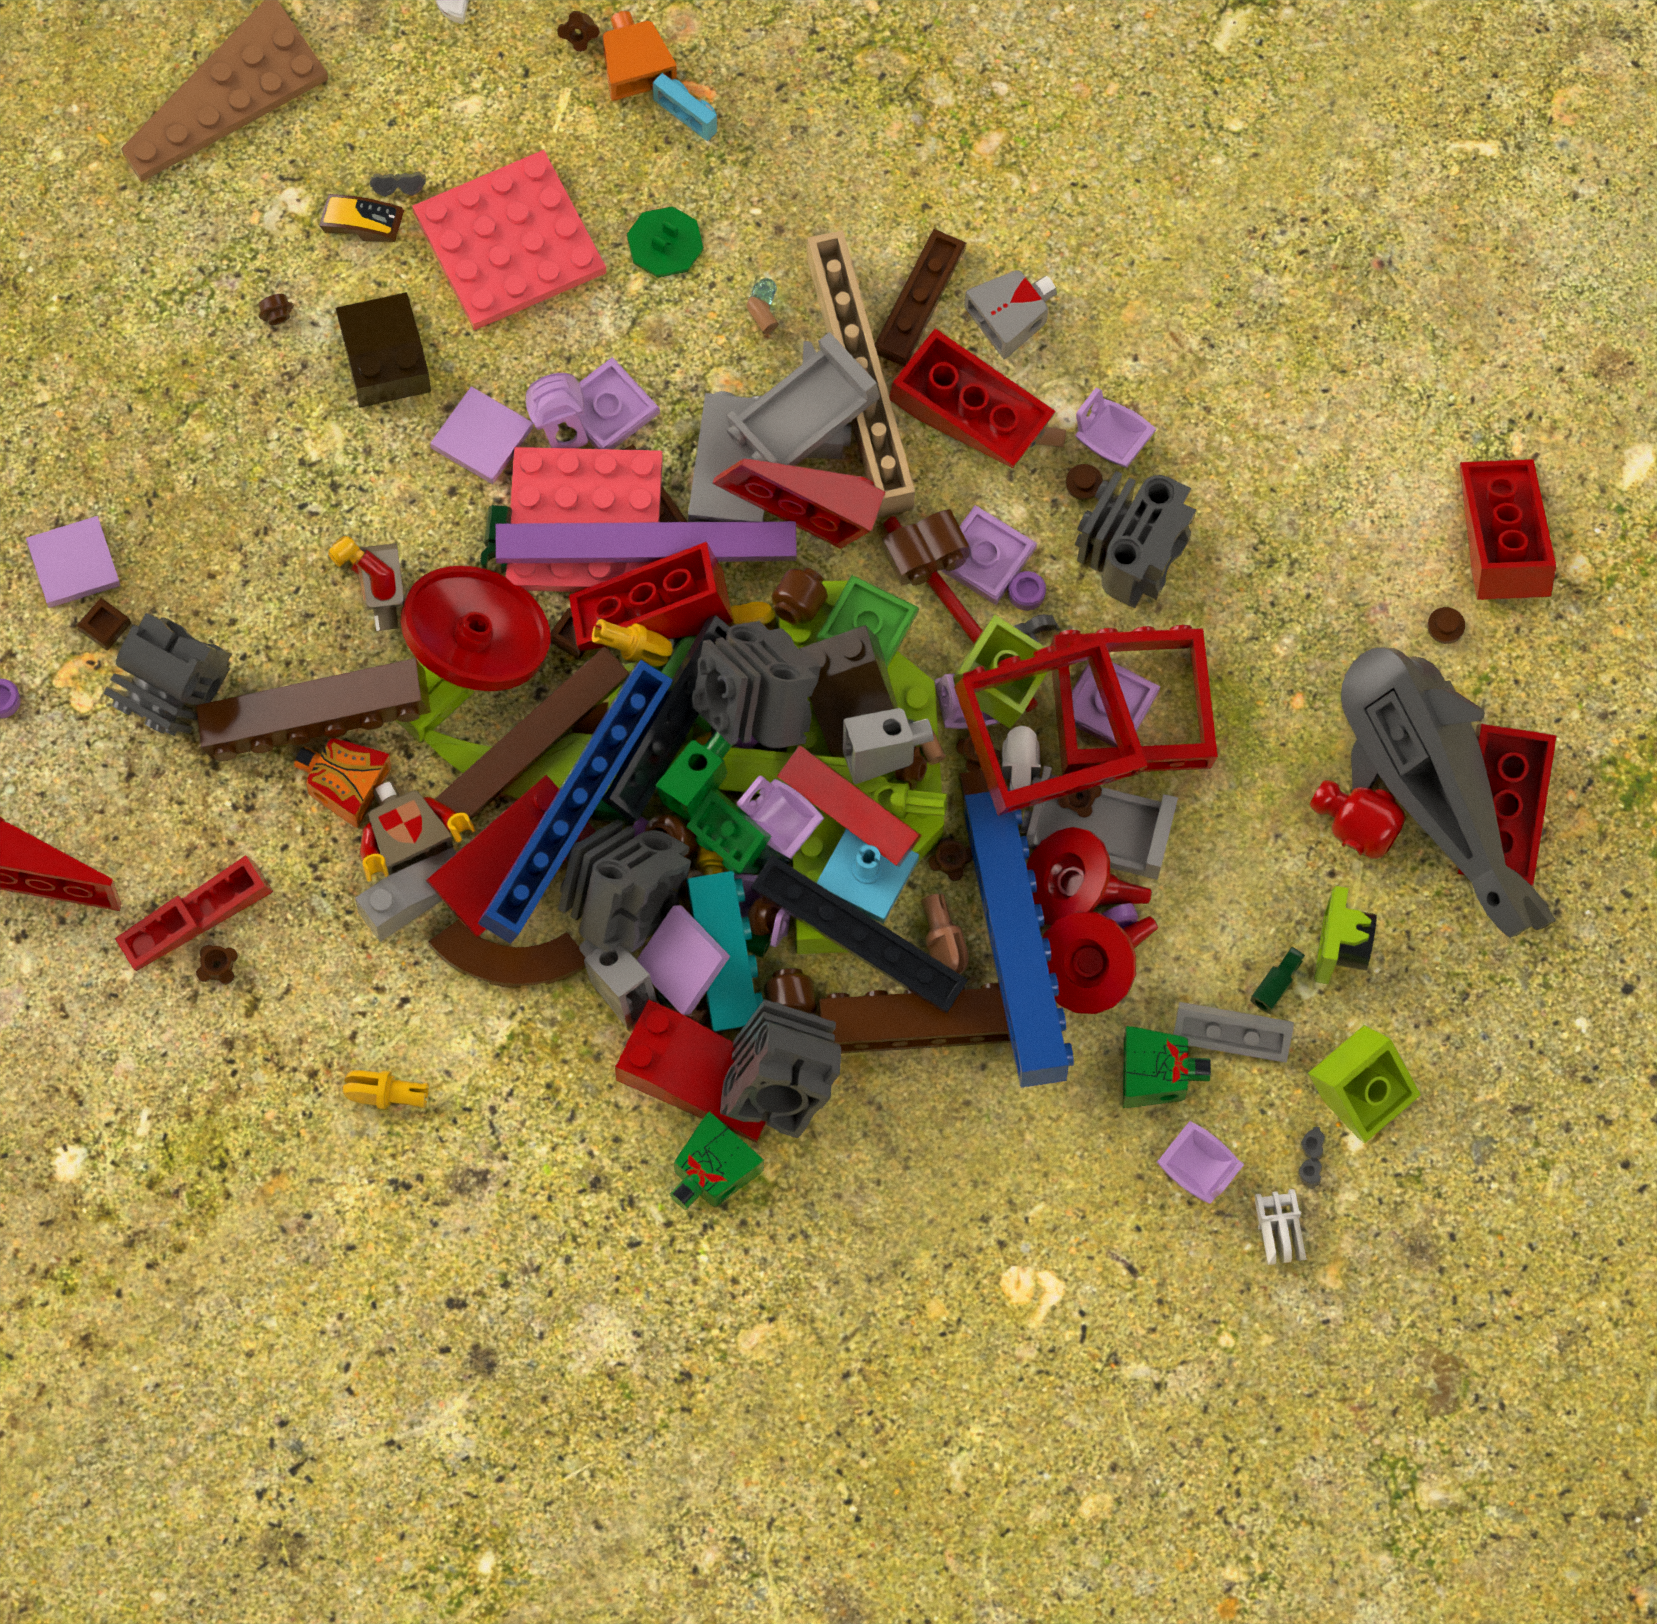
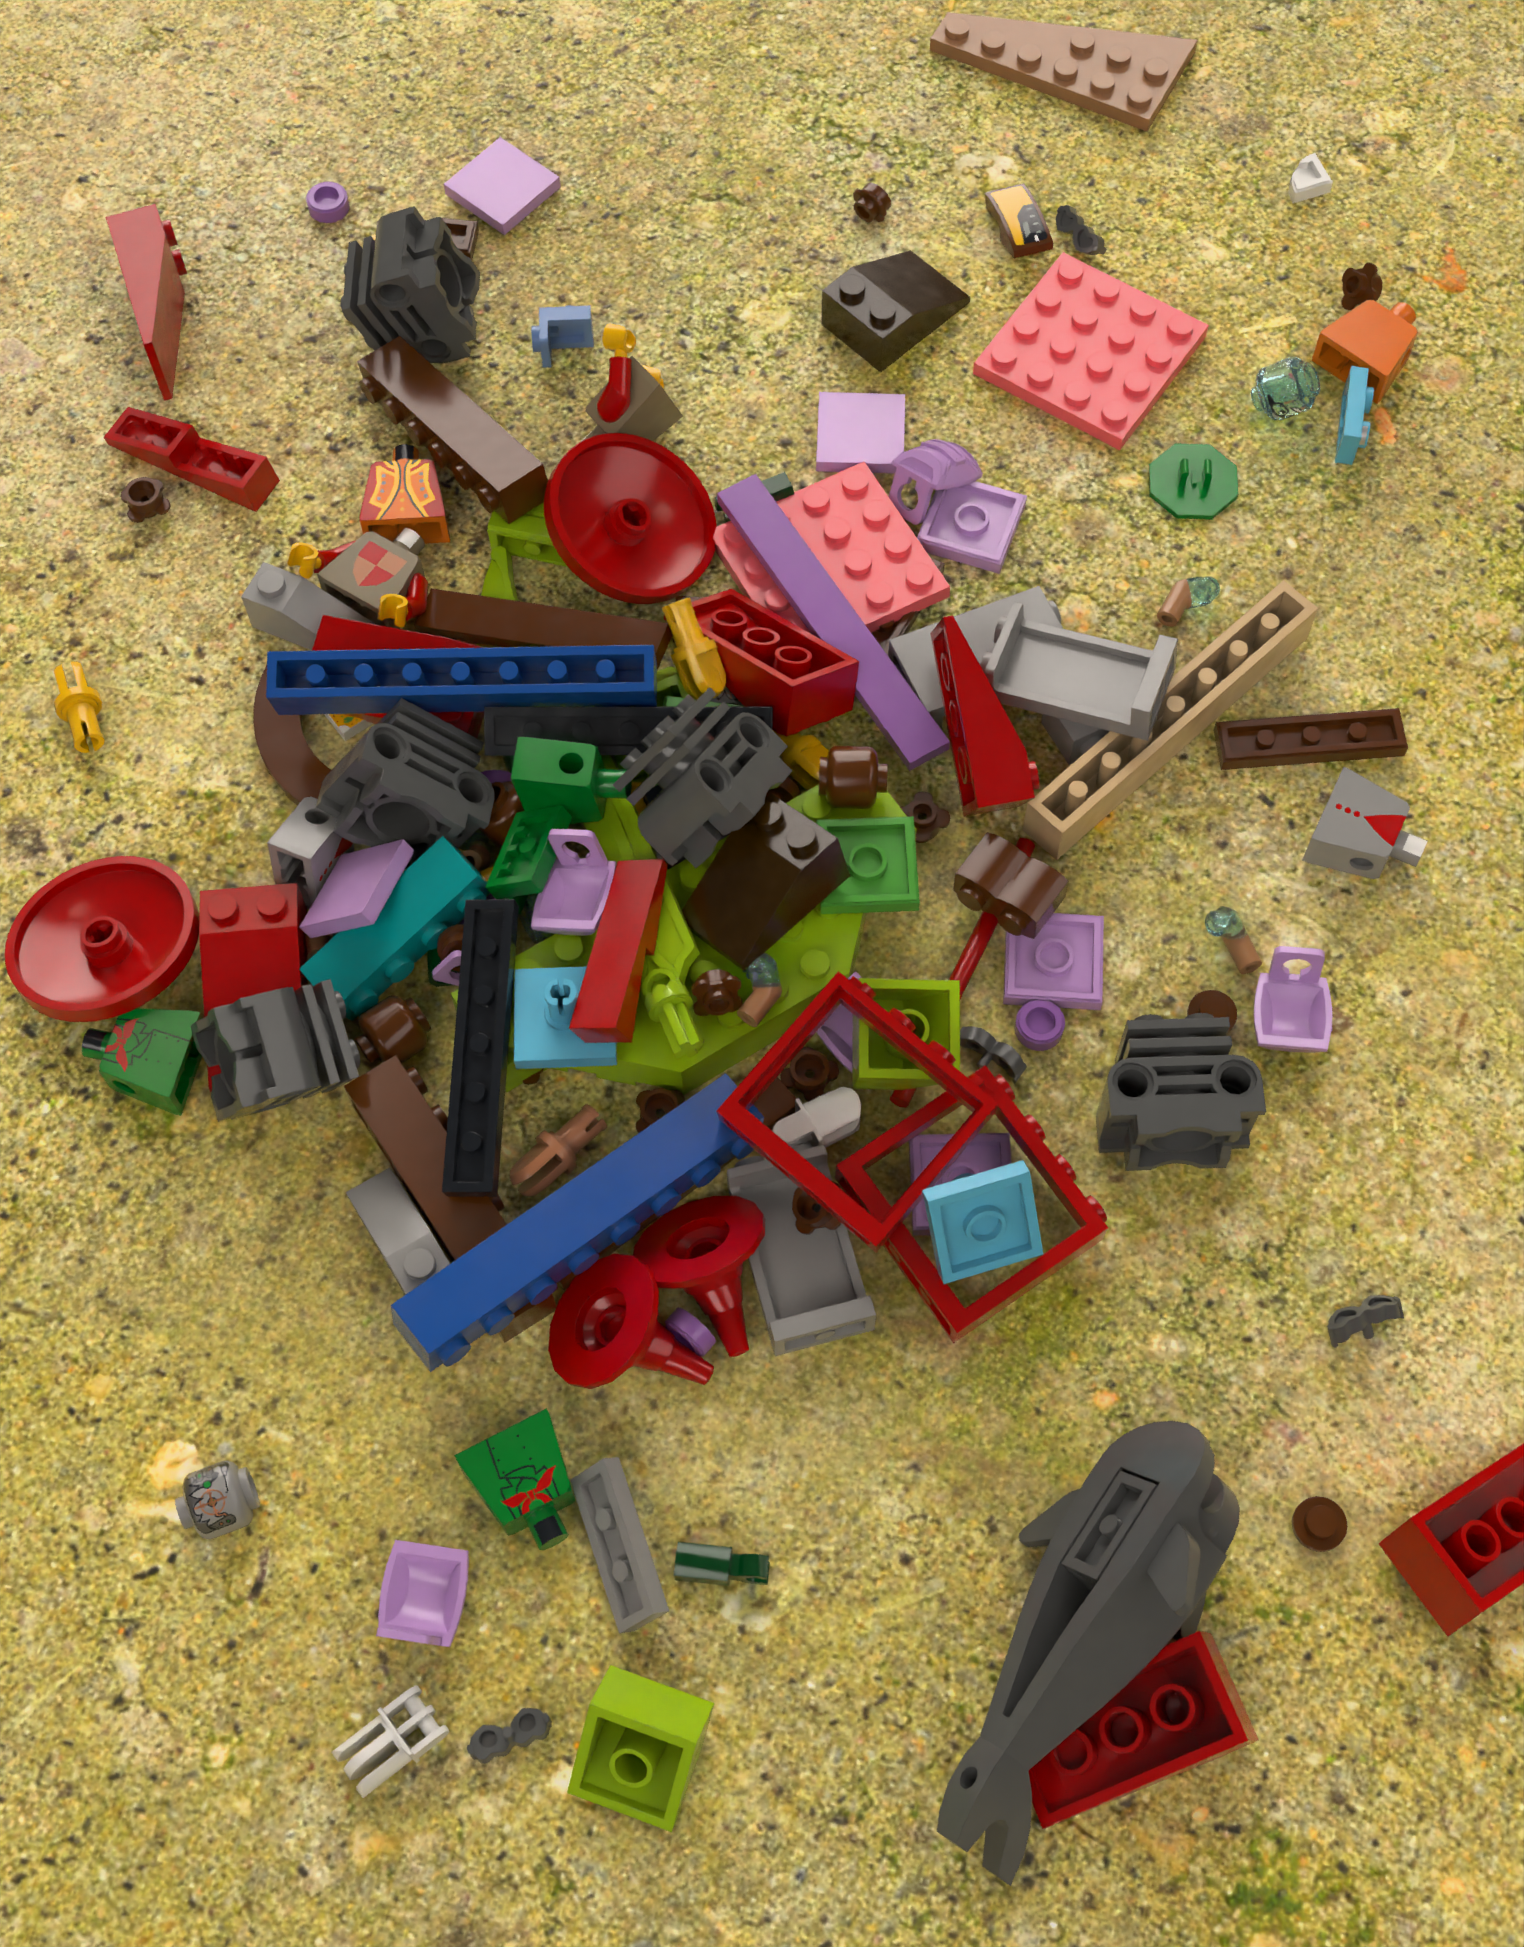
camera: 65 degrees right, 5 degrees down
(253, 585) = (562, 329): none -> medium blue bracket
(605, 1152) = (102, 939): none -> red dish
(638, 135) = (1285, 388): none -> clear light blue head
(835, 565) = (935, 817): none -> reddish brown plate
(881, 742) = (704, 928): light grey torso -> none
(950, 1063) = (398, 1230): none -> light grey slope
(969, 400) = (1218, 837): red slope -> none
(1065, 1261) = (217, 1500): none -> light grey head
(1166, 694) = (983, 1221): none -> medium azure tile
(1335, 525) = (1355, 1319): none -> dark grey piece
(1344, 938) = (812, 1611): lime piece -> none
(1362, 819) = (988, 1554): red piece -> none

